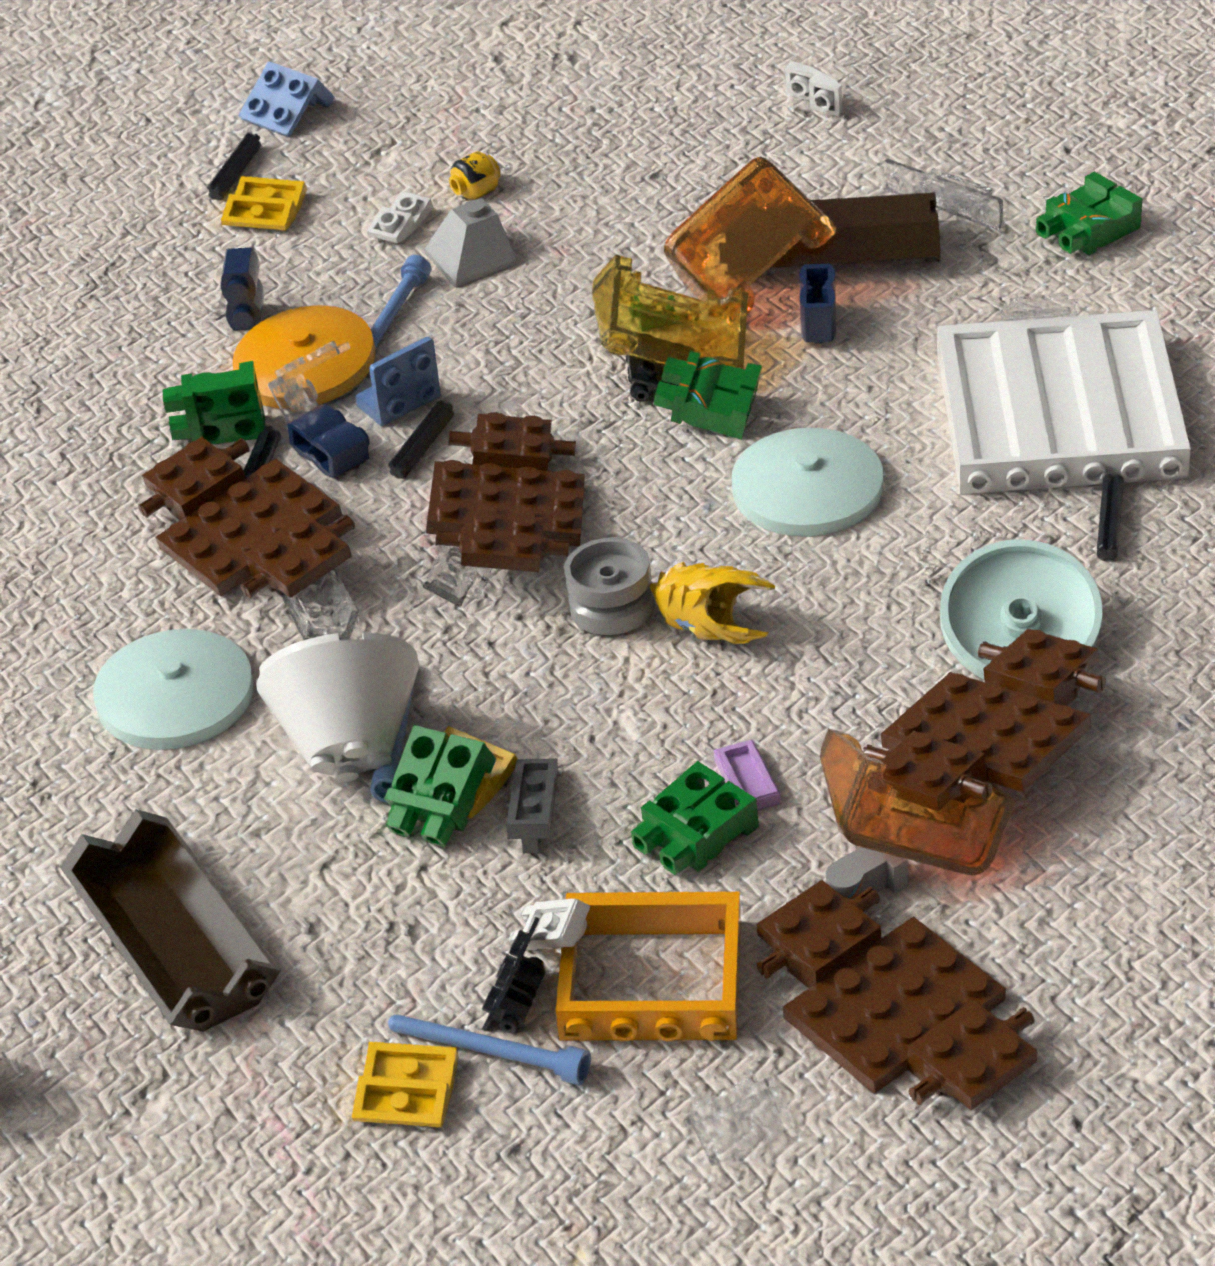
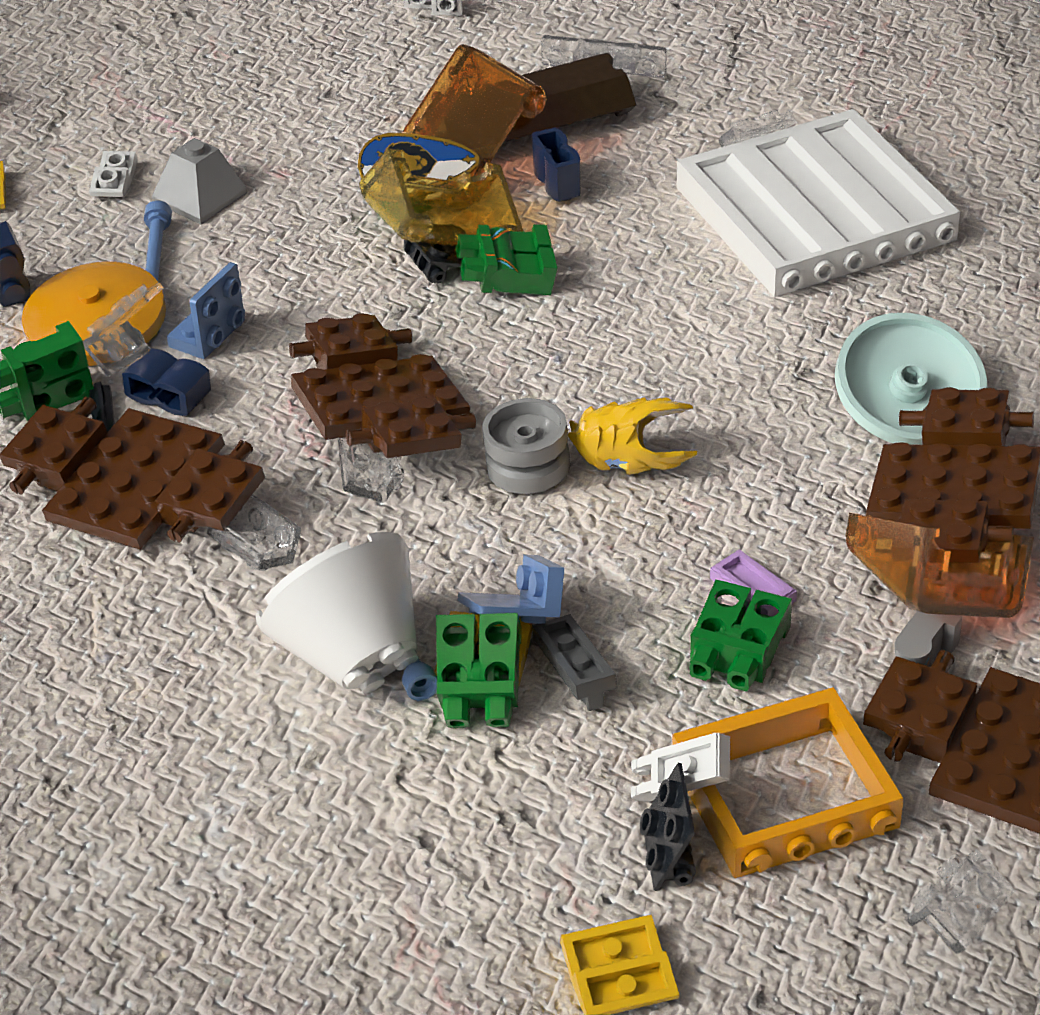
camera: 25 degrees left, 0 degrees up
(171, 923) = (287, 876): dark brown panel -> none
(173, 689) = (143, 649): light aqua dish -> none
(421, 439) = (254, 361): black axle -> none
(474, 175) = (165, 124): yellow head -> none
(513, 740) = (539, 597): none -> medium blue bracket
(569, 1064) = (765, 898): medium blue piece -> none
(675, 266) = (424, 154): none -> shield
(807, 482) = (636, 317): light aqua dish -> none
(1091, 215) = (739, 48): green hips -> none
(1110, 517) = (919, 284): black axle -> none

